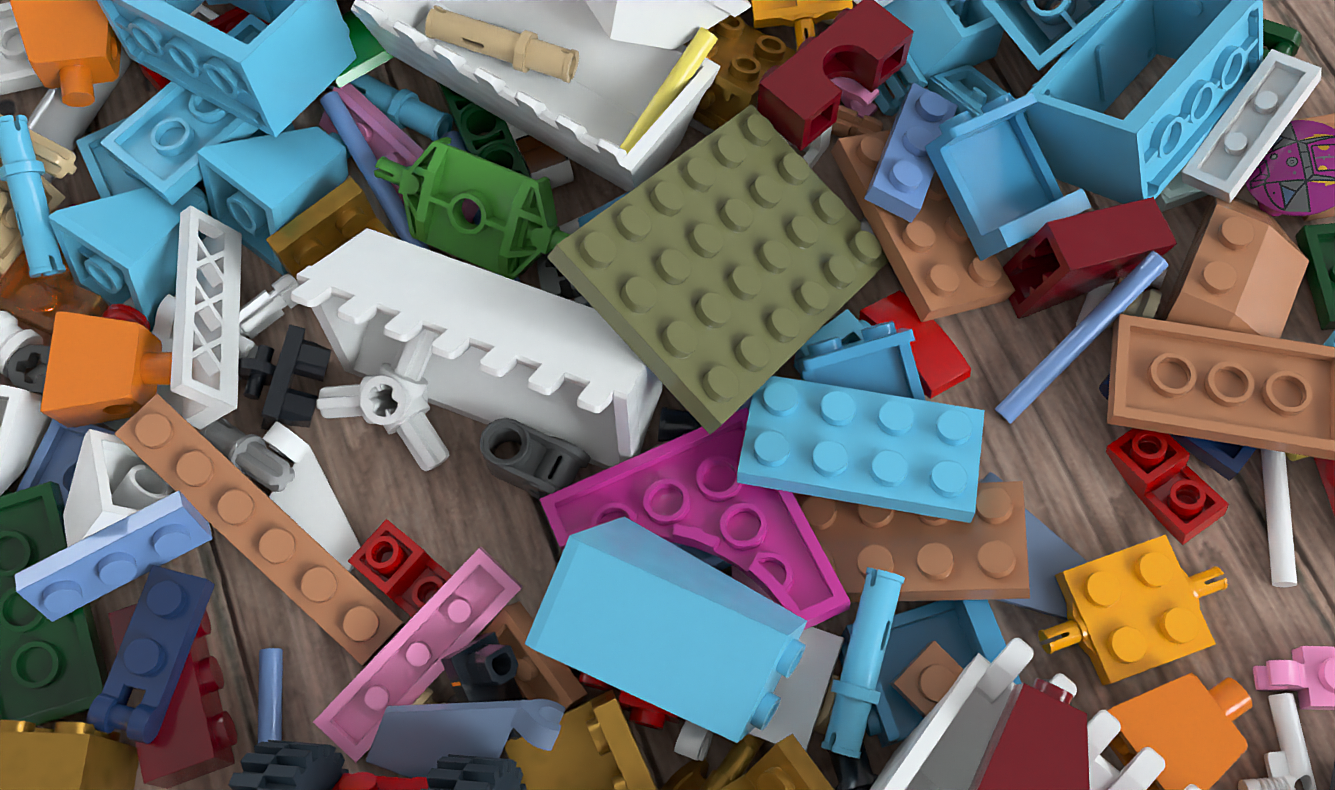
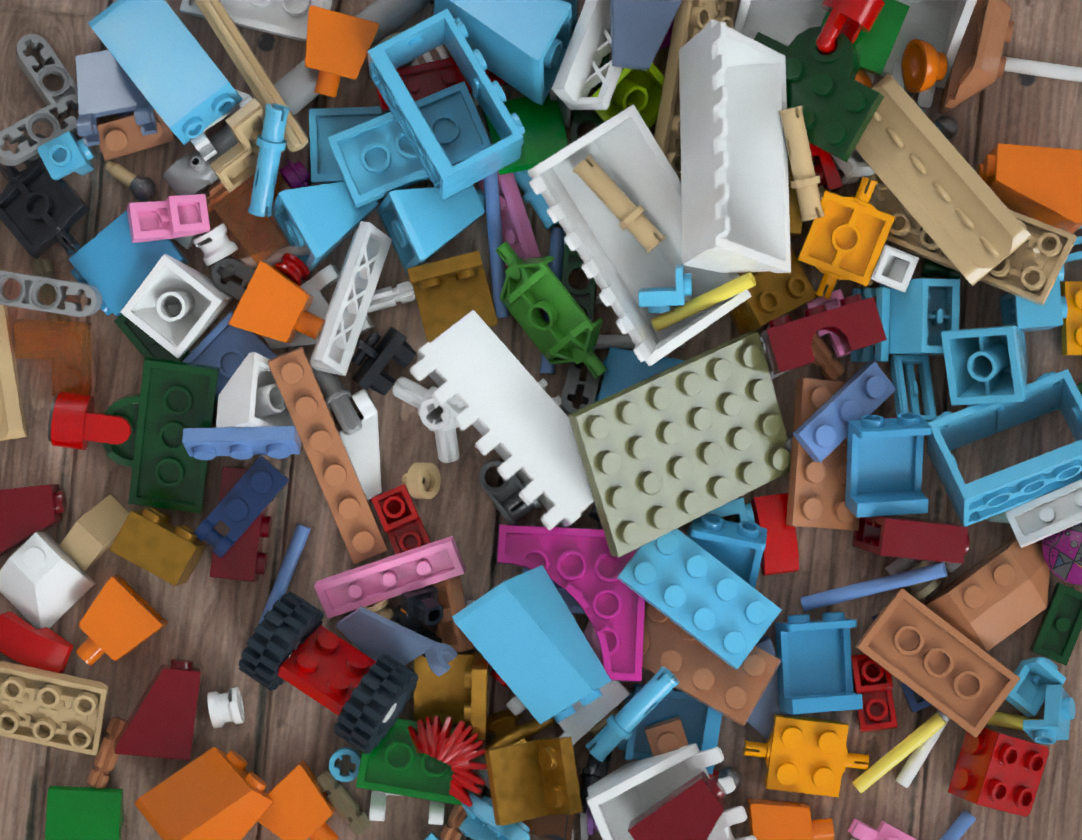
camera: 25 degrees right, 20 degrees up
(410, 503) = (422, 480): none -> tan tile
(617, 112) = (661, 298): none -> medium azure bracket
(1069, 476) = (816, 664): none -> dark azure panel
(1254, 540) = (899, 752): none -> light yellow bar

